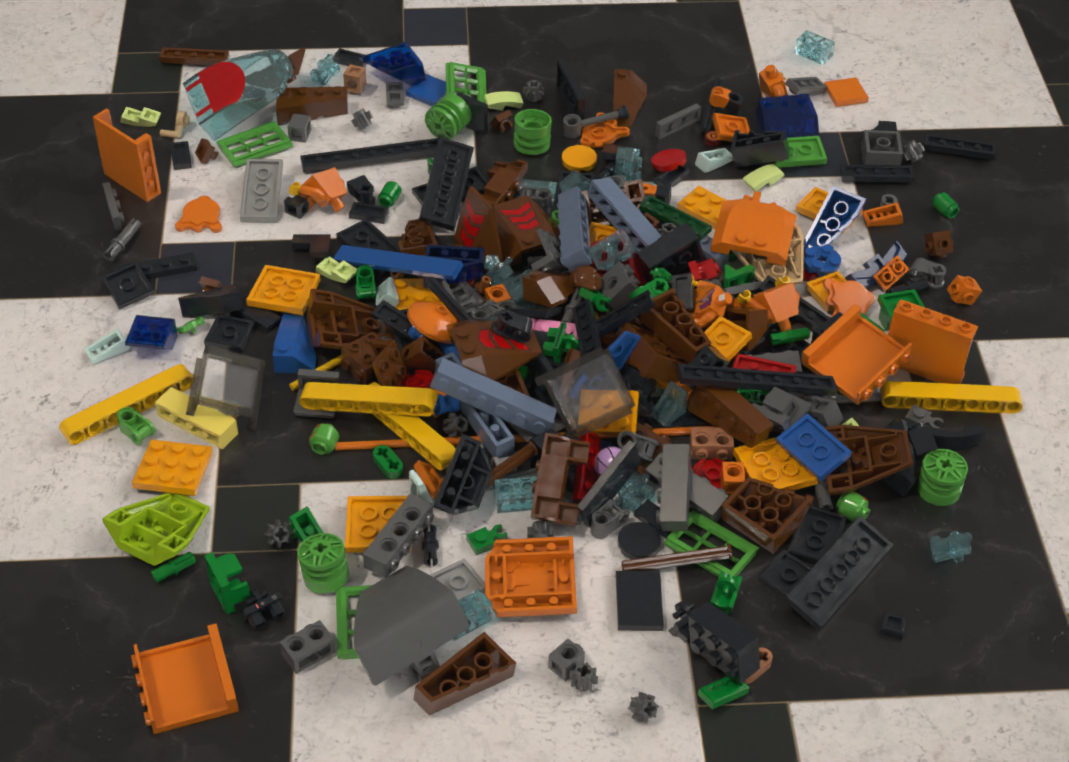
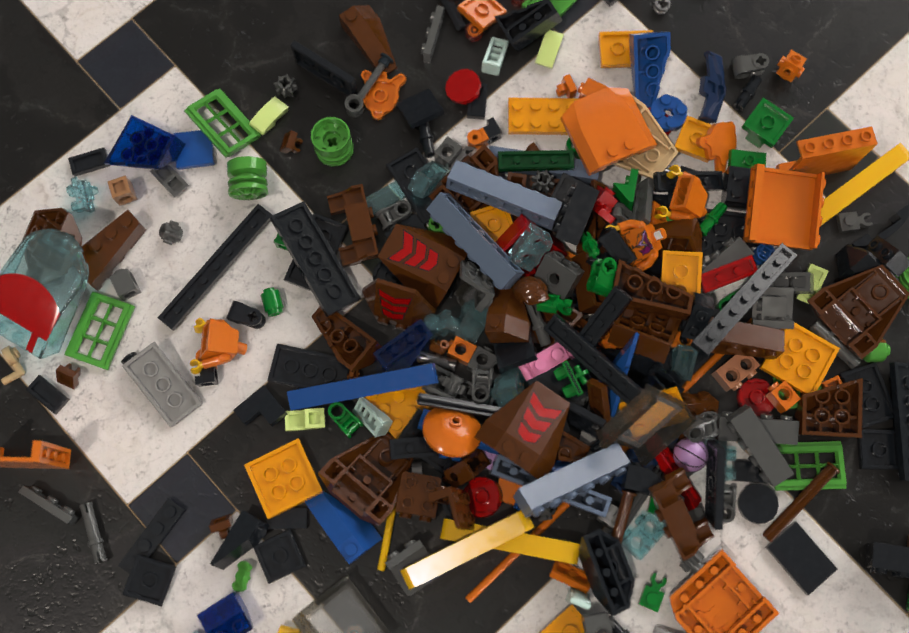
camera: 40 degrees left, 30 degrees up
(200, 214) = (131, 448): orange tile -> none
(323, 439) = (456, 603): bright green head -> none
(373, 213) = (271, 333): black tile -> none
(384, 464) = (519, 587): green beam -> none
(479, 113) = (271, 155): black tile -> none
(514, 326) = (540, 405): black piece -> none
(579, 158) = (388, 137): light orange tile -> none
(628, 163) = (444, 124): clear light blue brick -> none
(682, 626) = (850, 550): black hips -> none
(726, 592) = (857, 505): green hips -> none
(813, 447) = (823, 326): blue plate -> none
(890, 273) = (725, 88): orange slope -> none
(893, 217) = (678, 13): orange slope -> none
(938, 244) = (737, 28): reddish brown brick -> none

